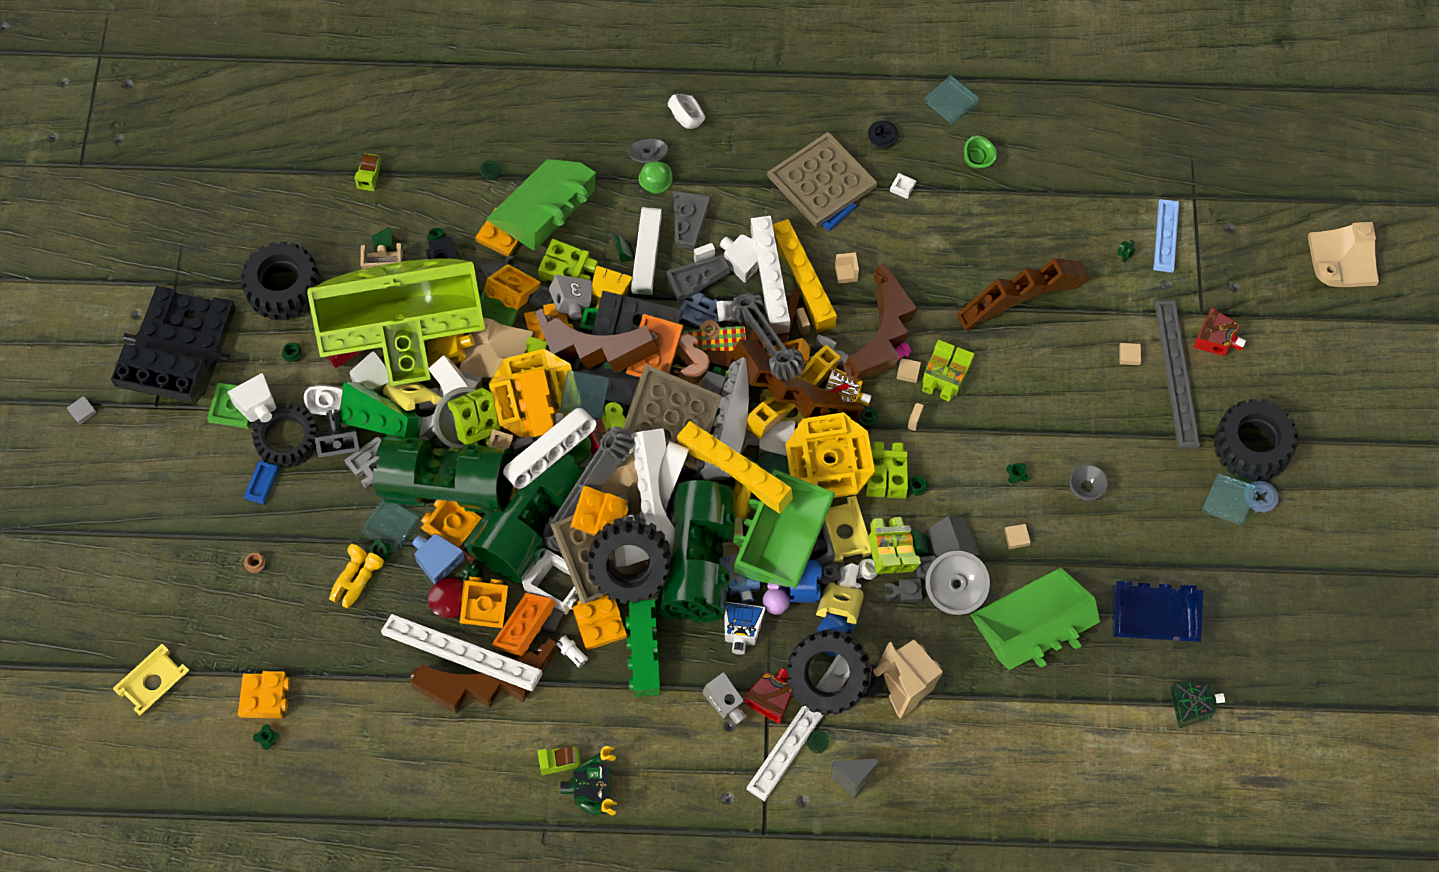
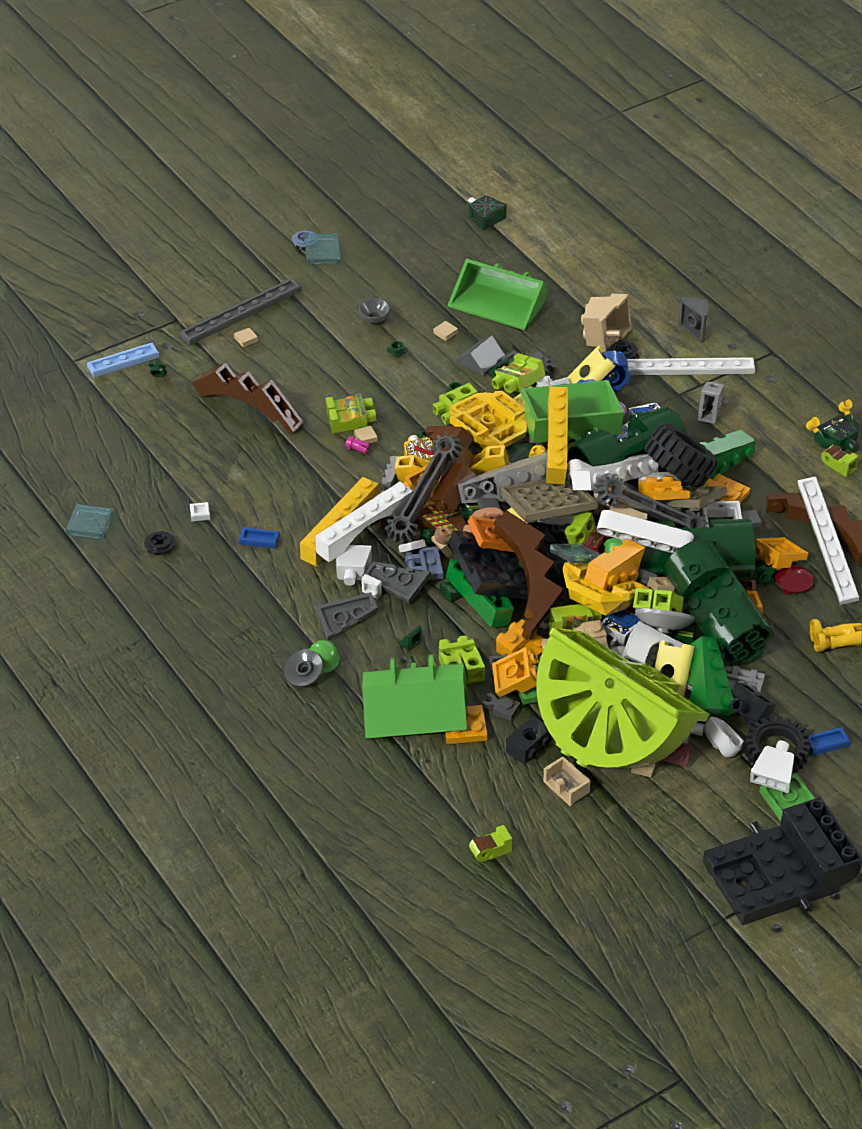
camera: 125 degrees left, 20 degrees down
(273, 260) = (649, 848): black tyre -> none
(291, 347) = (705, 791): dark green plate -> none
(378, 544) = (802, 634): dark green plate -> none
(383, 238) = (547, 794): dark green slope -> none
(390, 524) = (781, 647): clear light blue tile -> none
(436, 233) = (506, 756): dark green plate -> none
(437, 557) = (775, 597): medium blue torso -> none
(490, 170) = (411, 767): clear green tile -> none
(524, 624) = (774, 518): orange plate -> none
(568, 648) = (760, 493): white pin -> none
(571, 295) = (489, 630): light grey torso -> none
(611, 282) = (458, 622): yellow torso -> none
(646, 251) = (399, 622): white beam -> none
(686, 110) = (241, 665): white piece -> none
(770, 696) = (683, 384): torso -> none
(817, 742) = (688, 352): clear green tile -> none
(821, 701) = (647, 344): black tyre -> none
(822, 179) = (237, 554): dark tan plate -> none
(846, 267) = (307, 502): tan panel -> none
(894, 310) = (326, 457): reddish brown arch -> none
(915, 416) = (403, 411): tan tile -> none
(961, 567) = (513, 332): light grey dish -> none
(979, 152) = (136, 475): bright green helmet -> none
(1157, 612) = (431, 246): clear blue windscreen -> none
(1218, 334) = (192, 301): torso -> none
(1264, 418) = (267, 248): black tyre -> none
(1345, 255) = (66, 270): tan slope -> none

